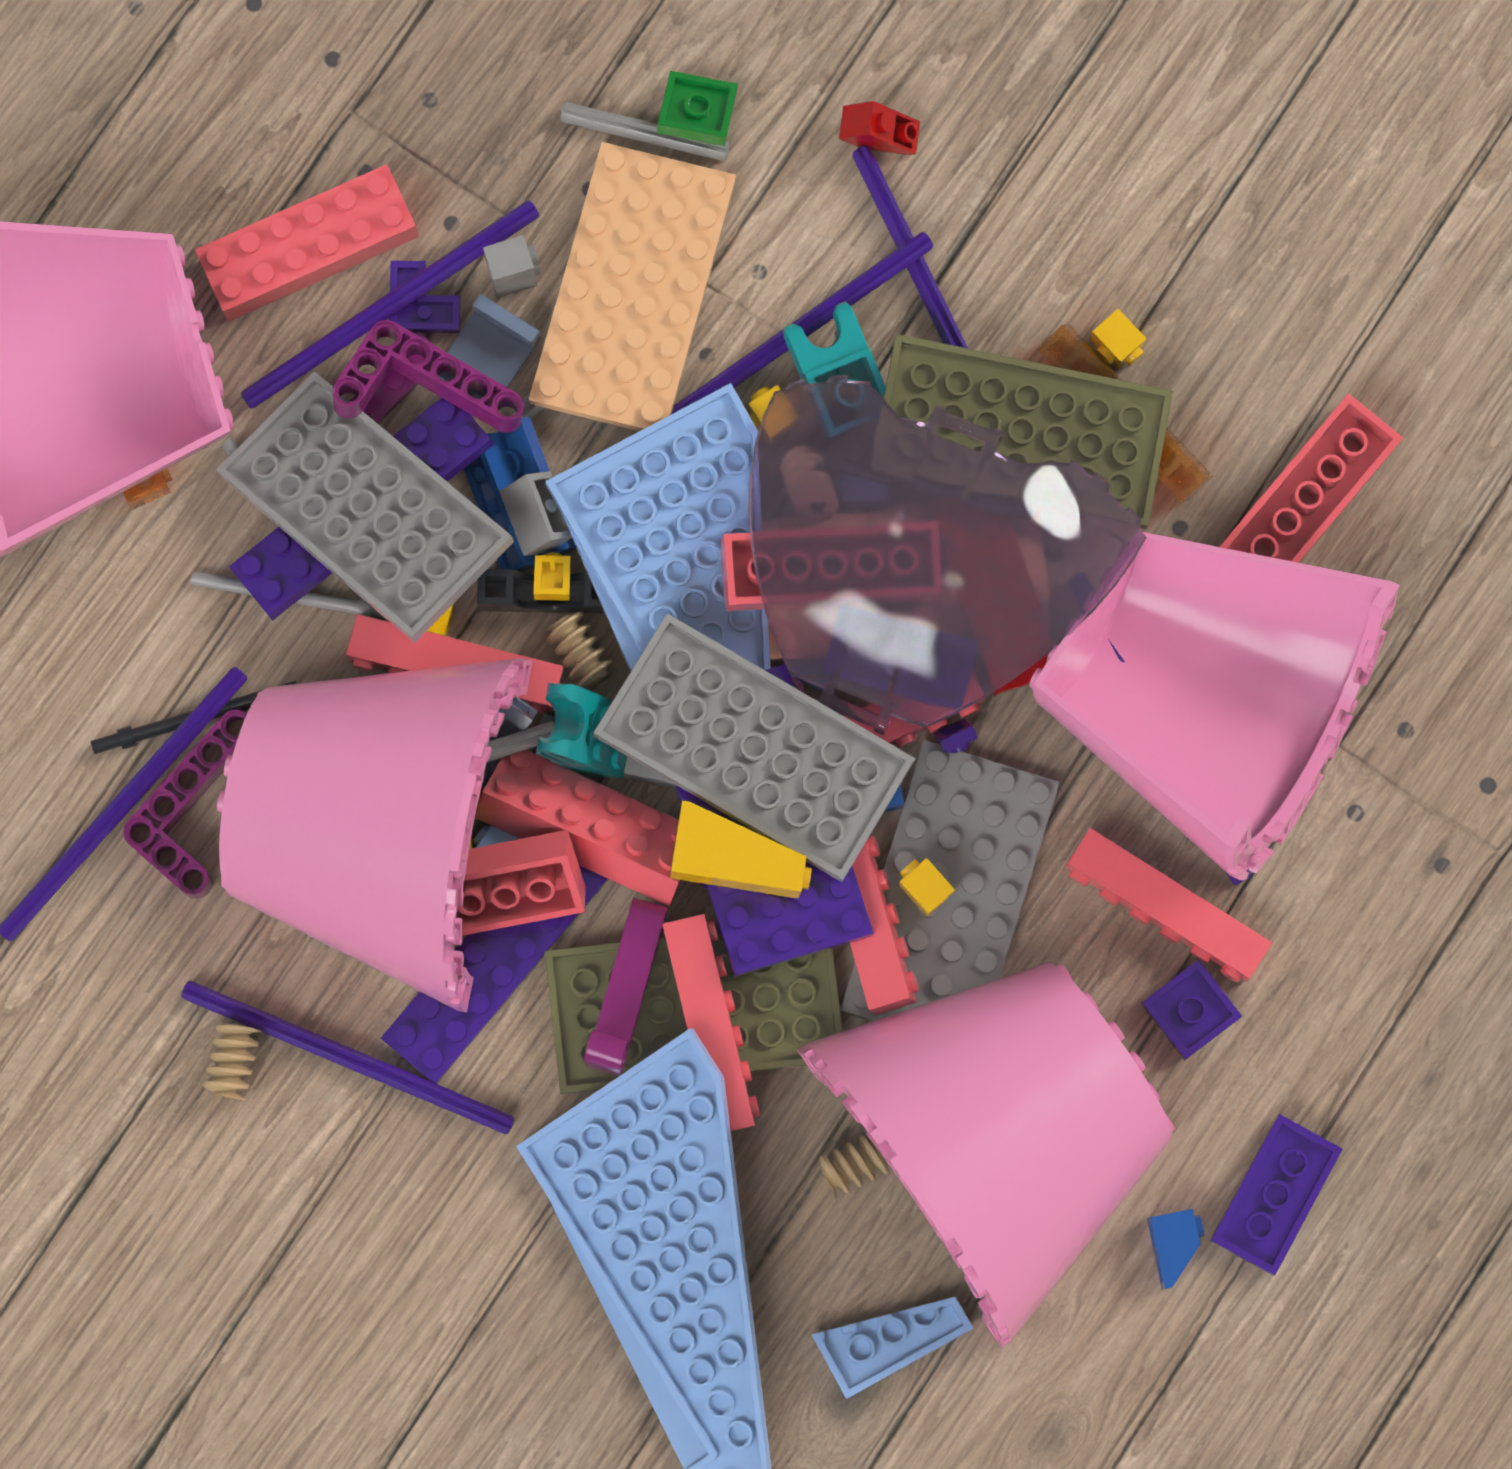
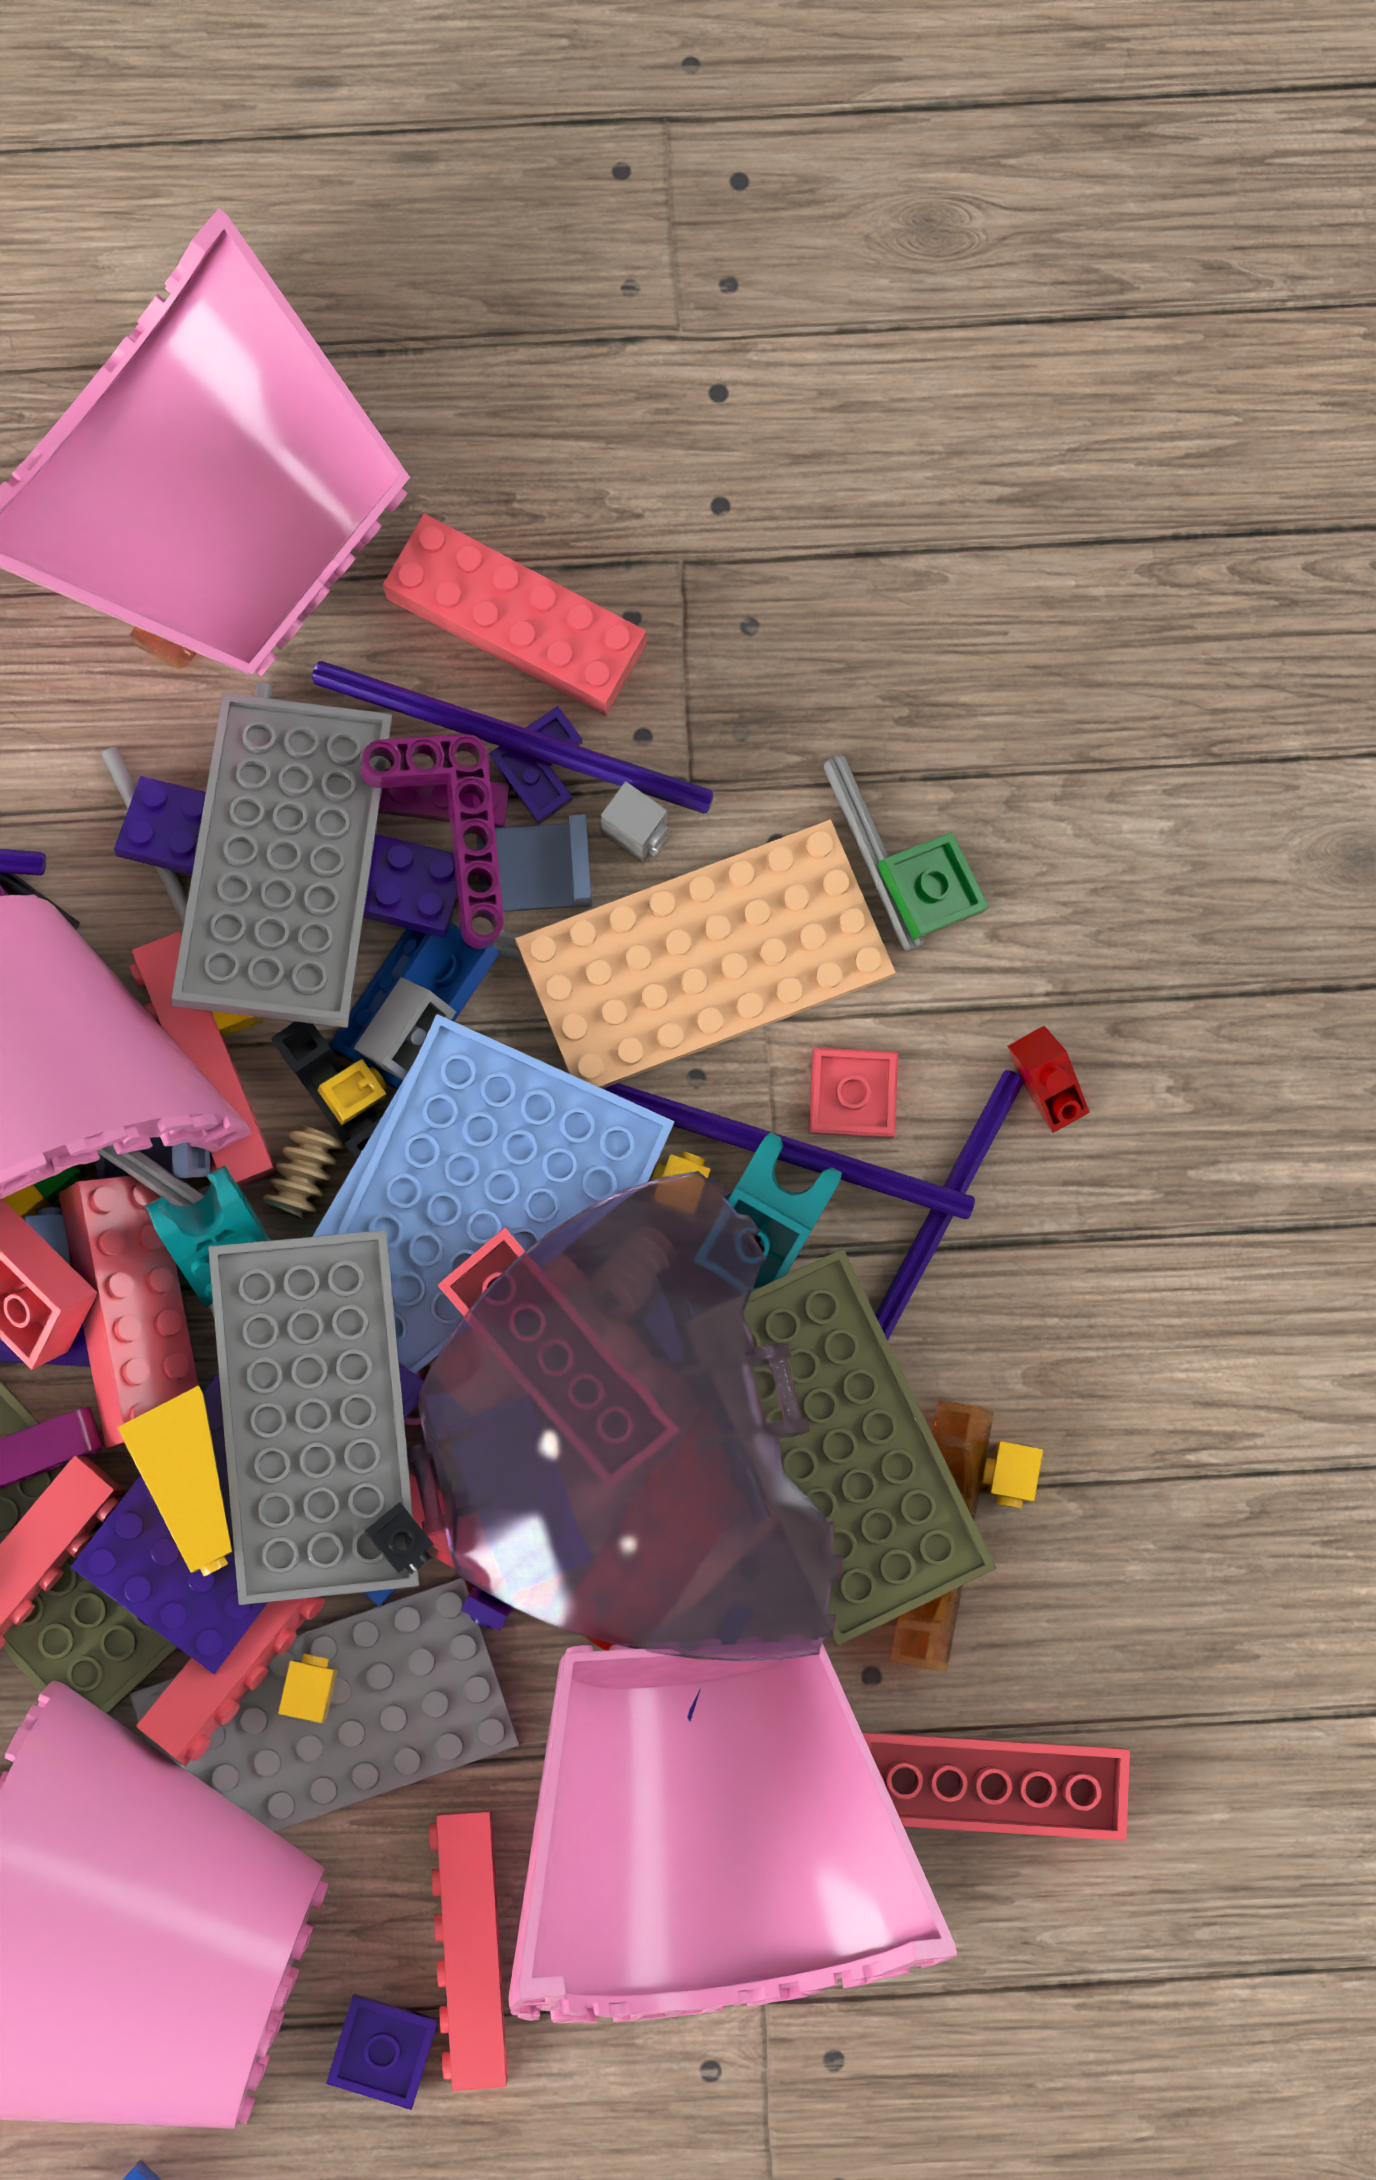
camera: 55 degrees right, 0 degrees up
(793, 261) = (853, 1092): none -> coral tile
(868, 754) = (383, 1533): none -> black brick

